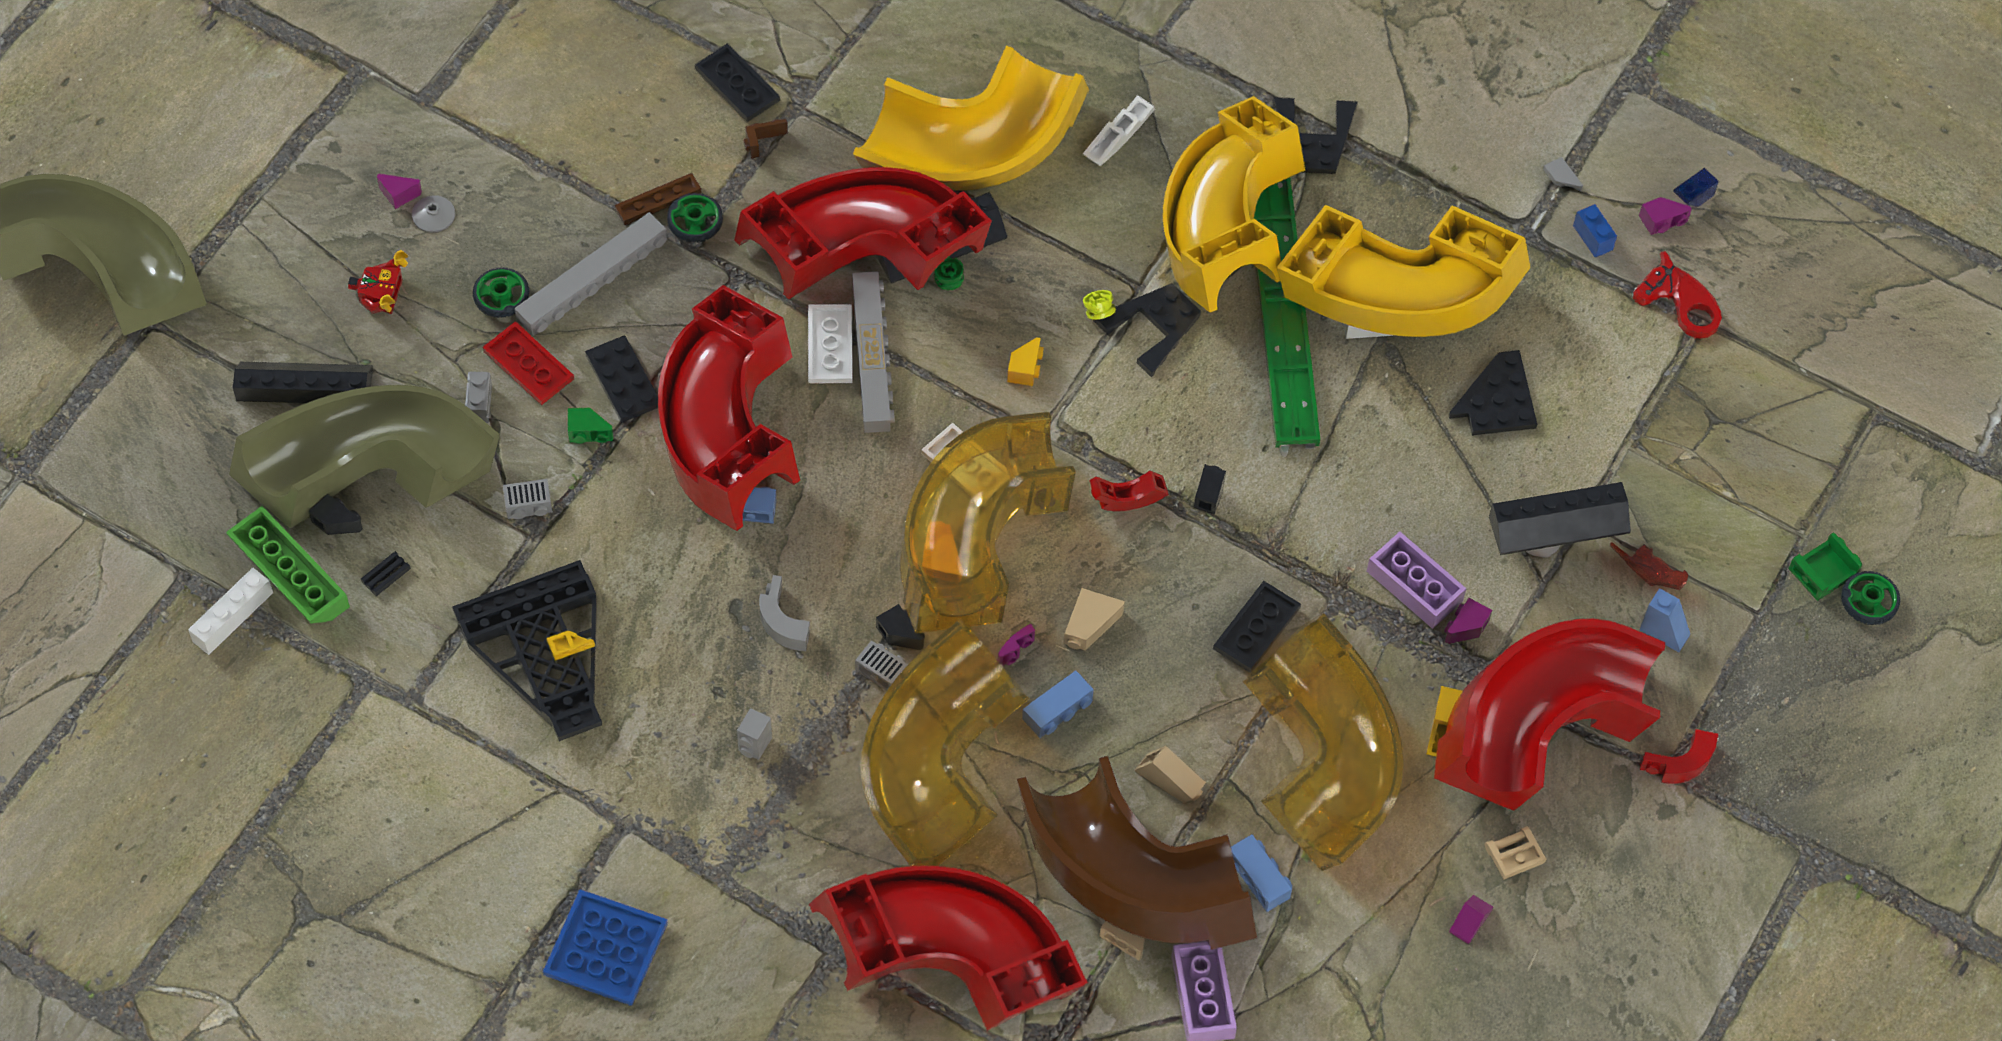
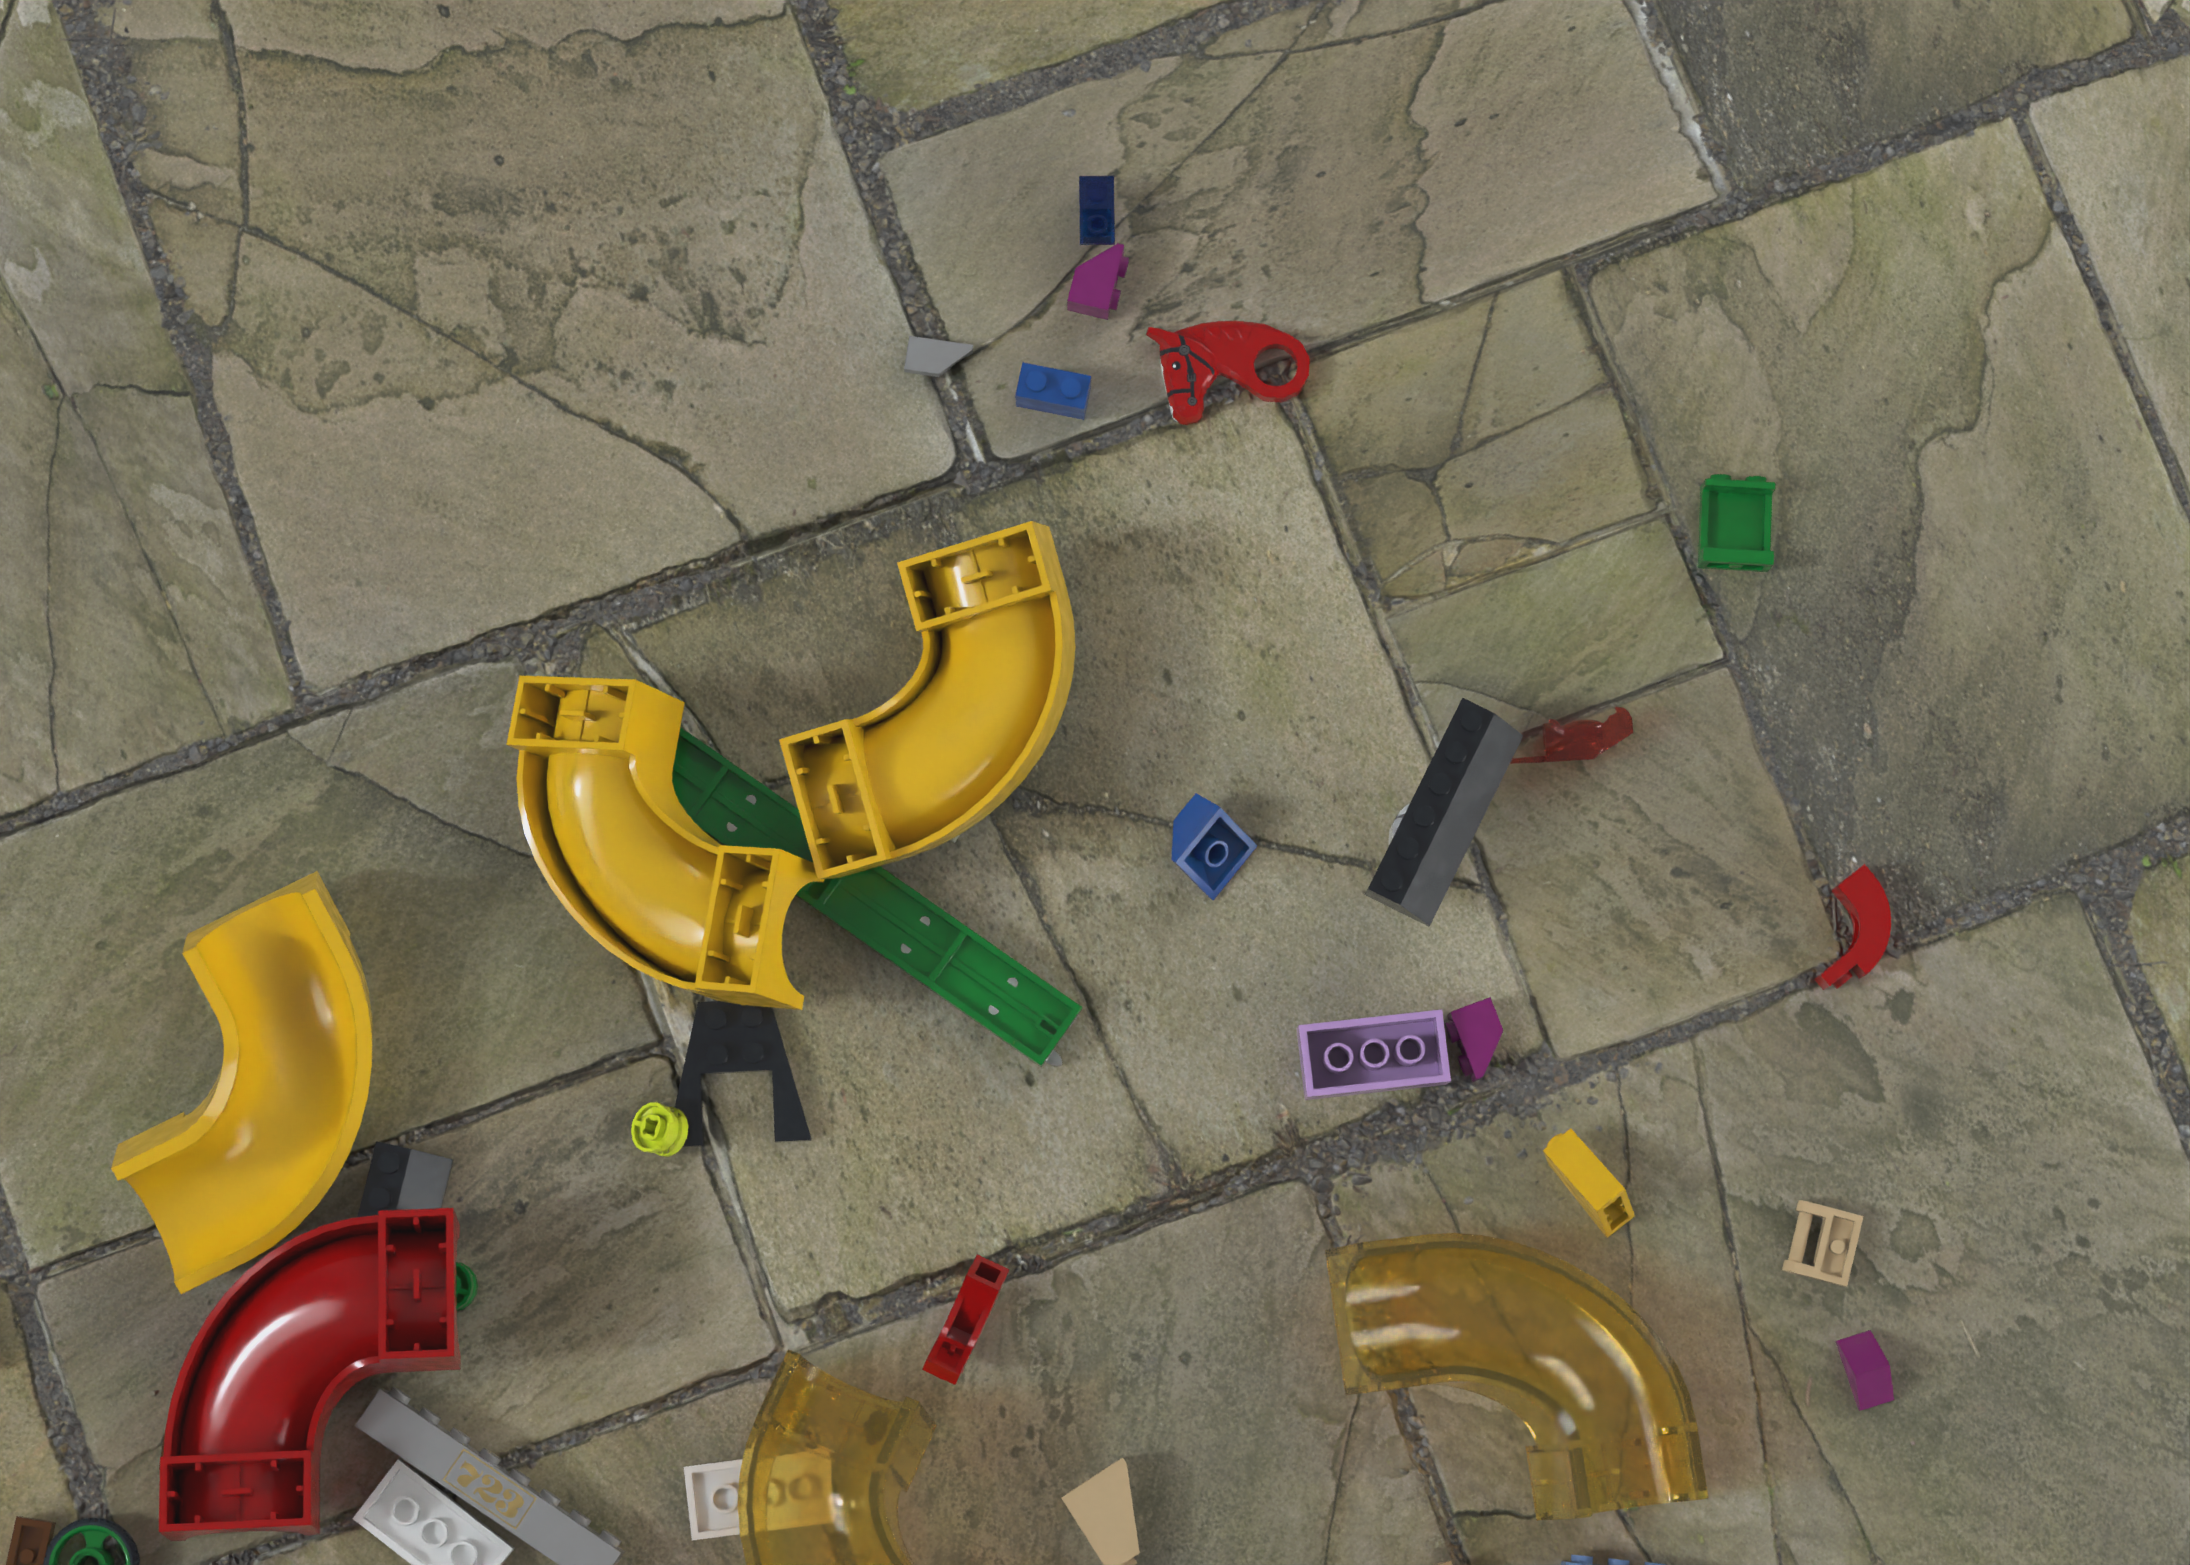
camera: 50 degrees left, 20 degrees up
(760, 131) = (31, 1394): reddish brown bracket -> none
(1023, 363) = (666, 1297): yellow slope -> none
(1118, 132) = (410, 879): white slope -> none
(1210, 489) = (1045, 1211): black slope -> none
(1257, 626) = (1278, 1307): black plate -> none
(1321, 151) = (644, 646): black wing -> none
(1446, 443) = (1209, 845): none -> blue slope
(1498, 398) = (1190, 720): black wing -> none
(1530, 691) = (1662, 1060): red piece -> none
(1666, 620) = (1666, 794): medium blue slope -> none
(1867, 605) = (1810, 479): green wheel -> none

